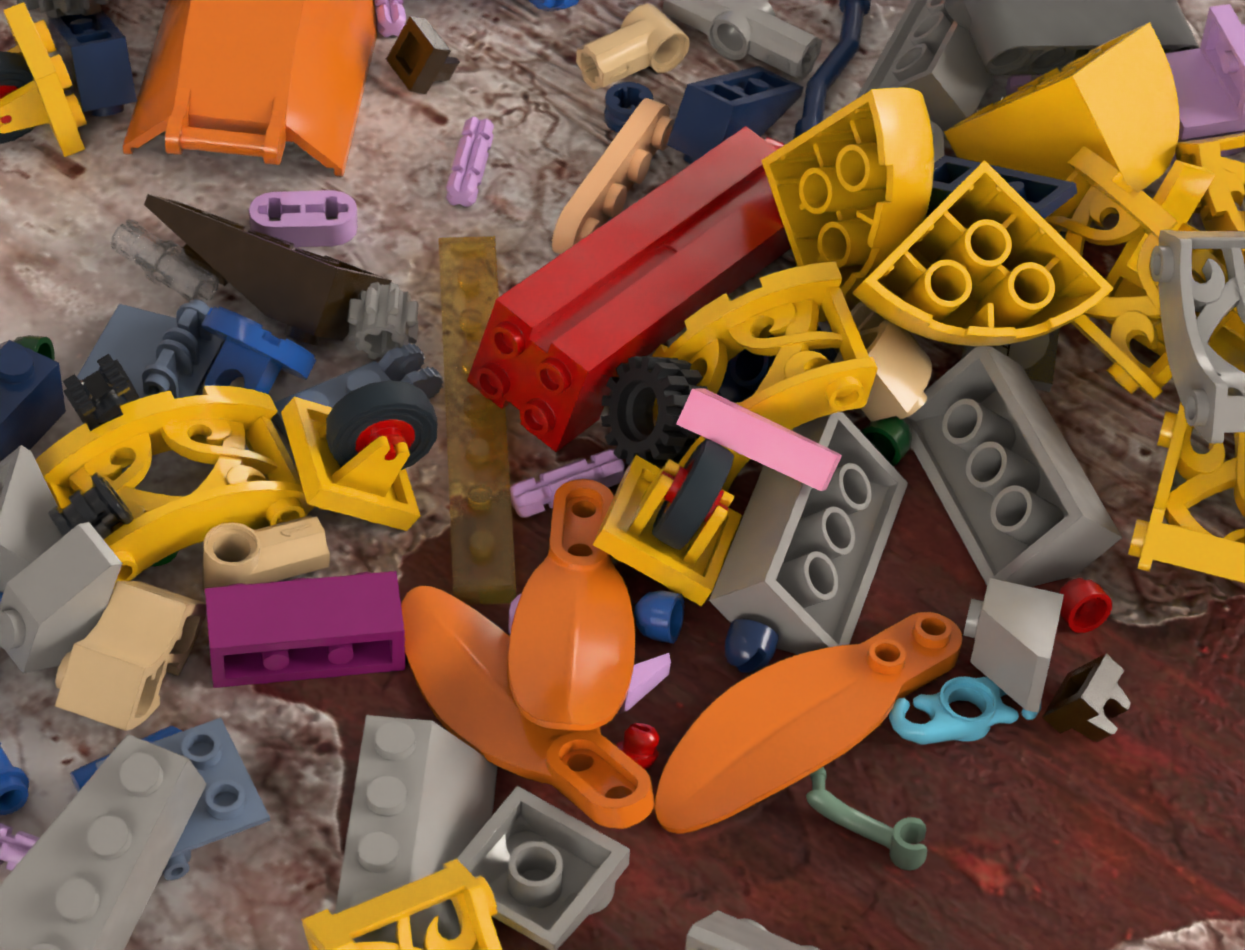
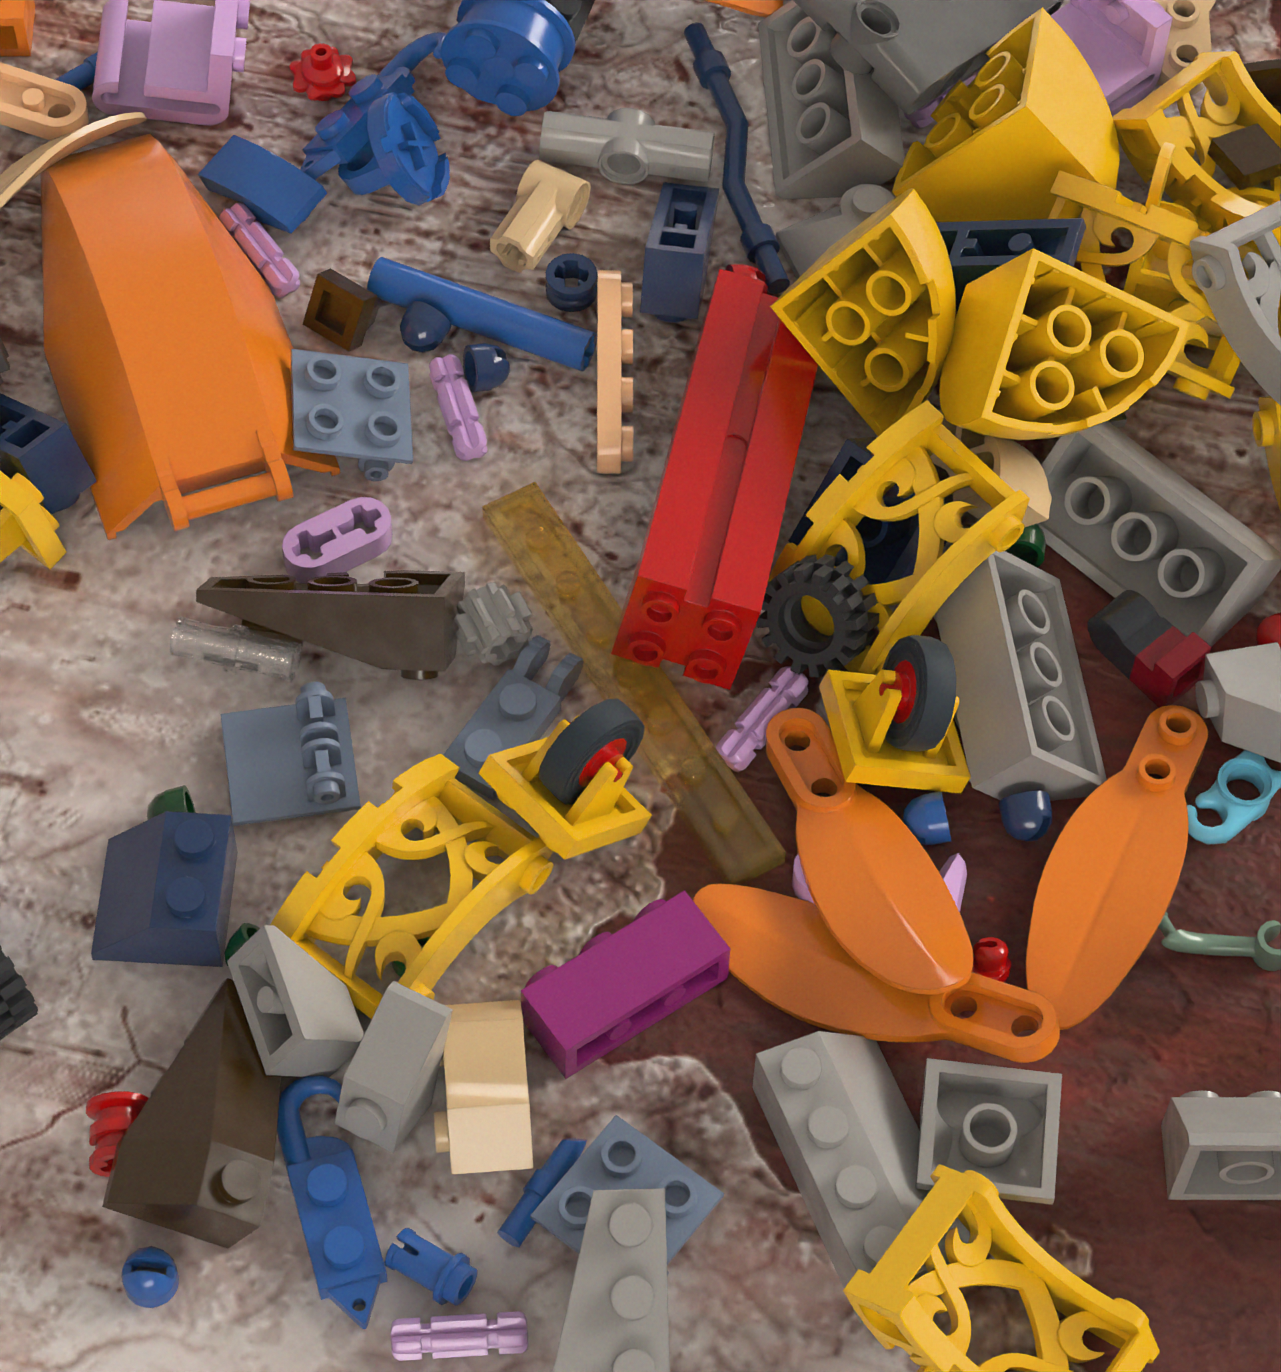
camera: 25 degrees left, 10 degrees up
(98, 506) = (373, 965): black bush -> none
(101, 393) = (304, 835): black hinge -> none
(252, 353) = (398, 717): blue tile -> none
(263, 555) = (538, 923): tan piece -> none
(372, 123) = (352, 409): none -> sand blue hinge
(480, 94) = (423, 327): none -> dark blue hinge
(514, 140) = (485, 366): none -> dark blue hinge
(531, 98) = (485, 314): none -> blue piece
(758, 438) = (953, 613): bright pink piece -> none
(947, 559) = (1148, 648): none -> leg

